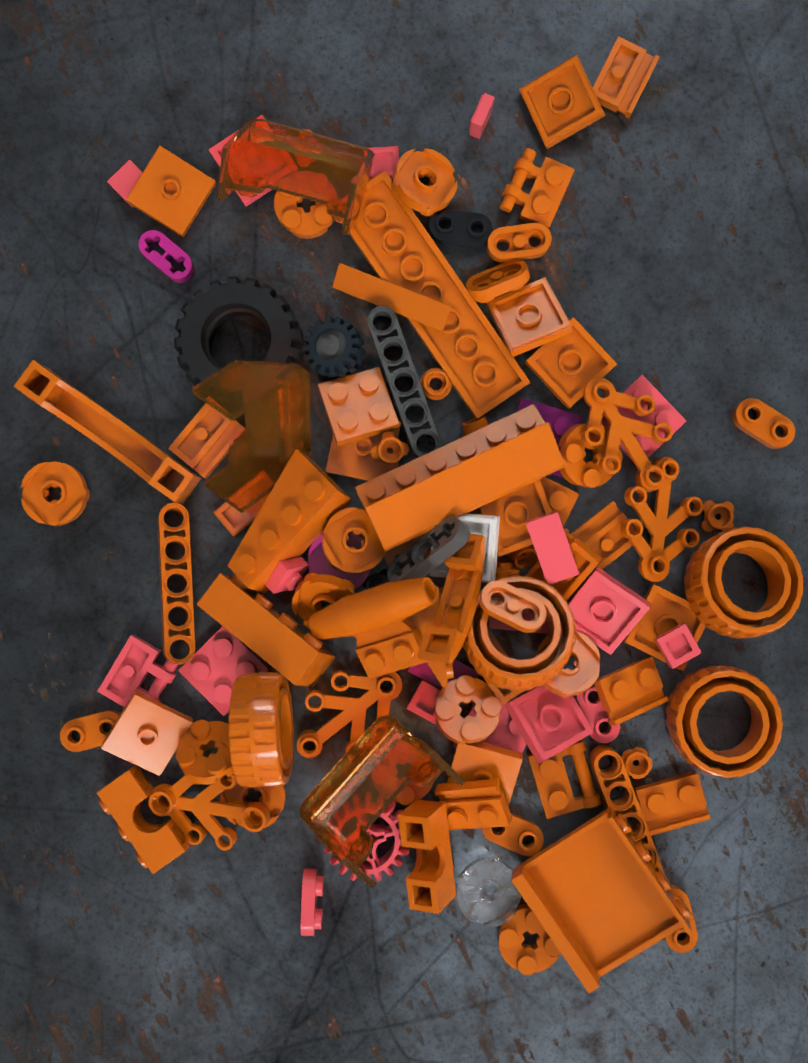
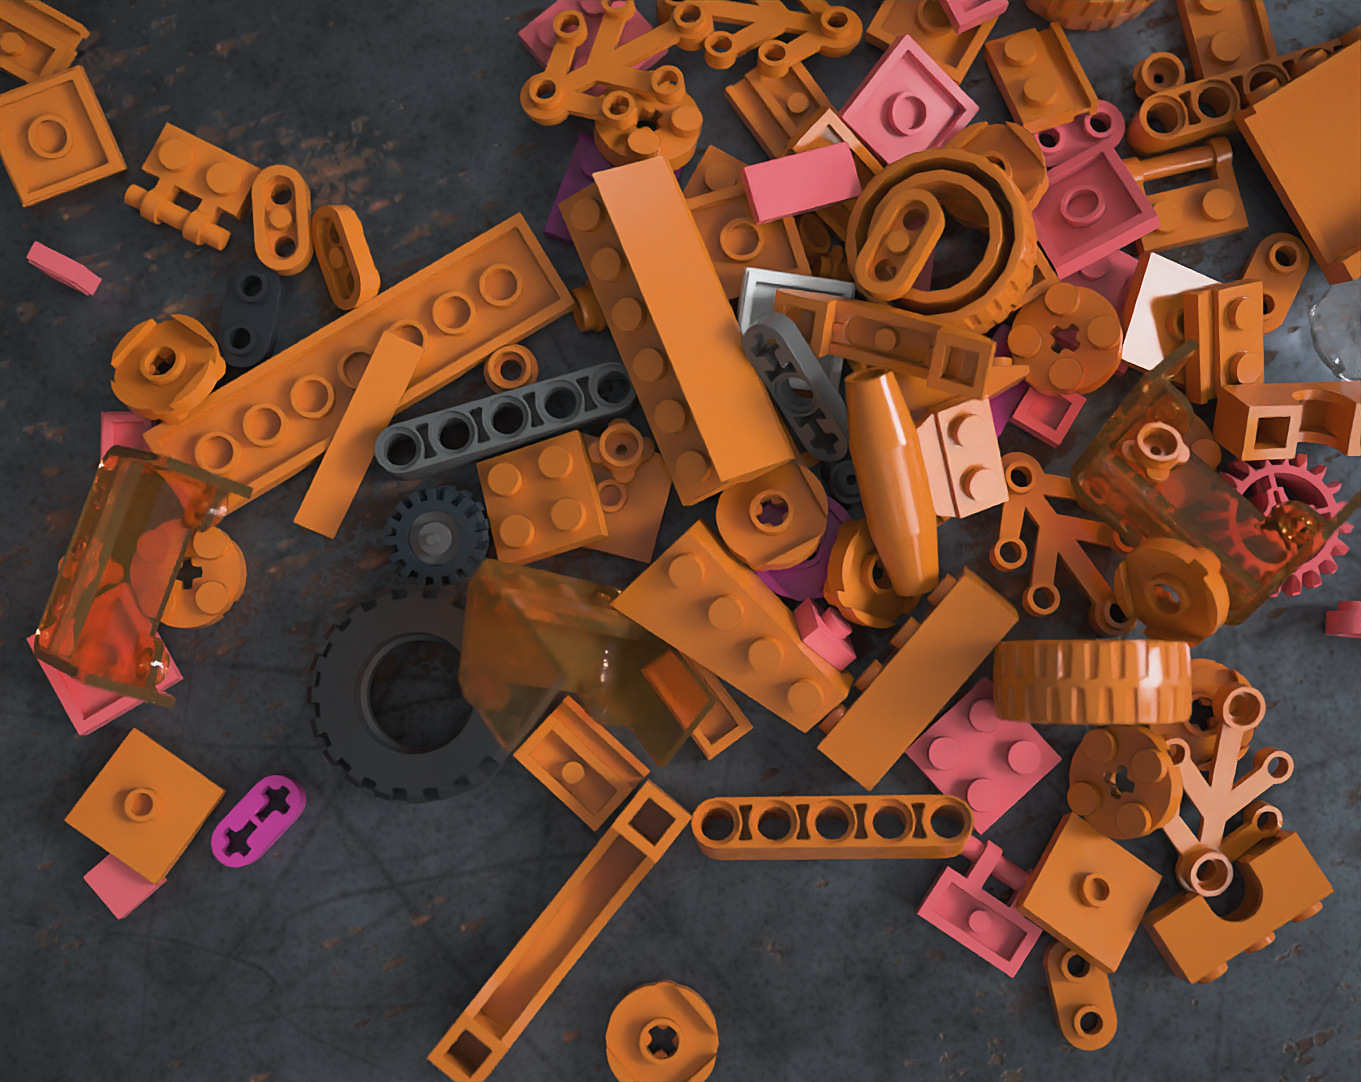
camera: 85 degrees left, 5 degrees down
(318, 776) = (1190, 573): none -> orange plate
(410, 766) = (1161, 439): none -> orange plate
(529, 317) = (410, 208): orange plate -> none
(570, 364) = (491, 147): orange plate -> none

